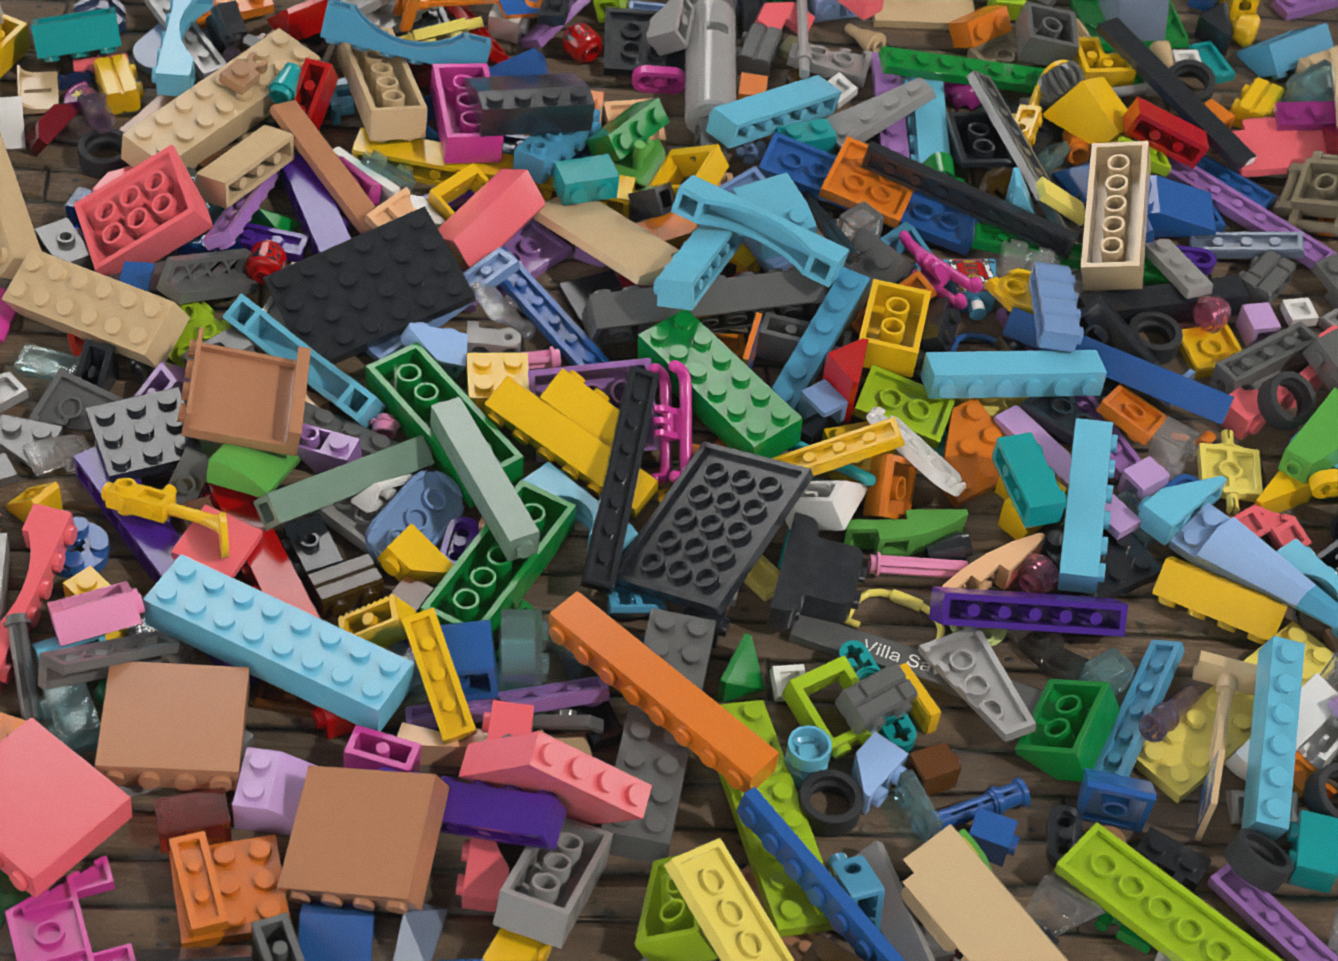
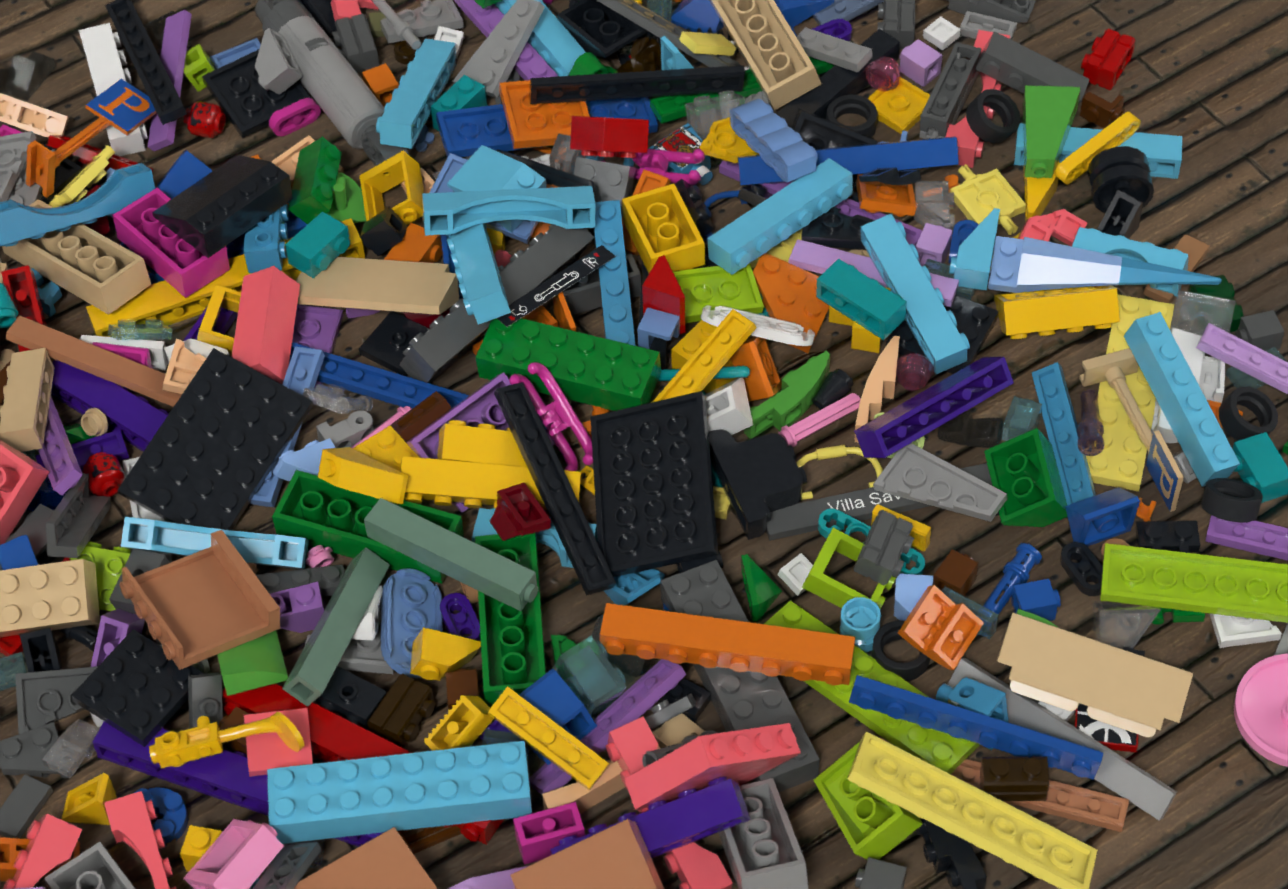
camera: 25 degrees left, 5 degrees up
(291, 217) = (94, 422): none -> tan plate
(464, 372) = (362, 474): none -> yellow slope
(560, 359) = (421, 416): none -> reddish brown plate
(572, 480) = (518, 513): none -> dark red slope
(754, 315) = (556, 284): none -> black sticker
(877, 801) = (940, 628): none -> orange slope
(903, 222) = (609, 136): none -> red brick
(1142, 397) = (890, 176): none -> black slope
(1161, 818) = (1145, 511): none -> orange hand

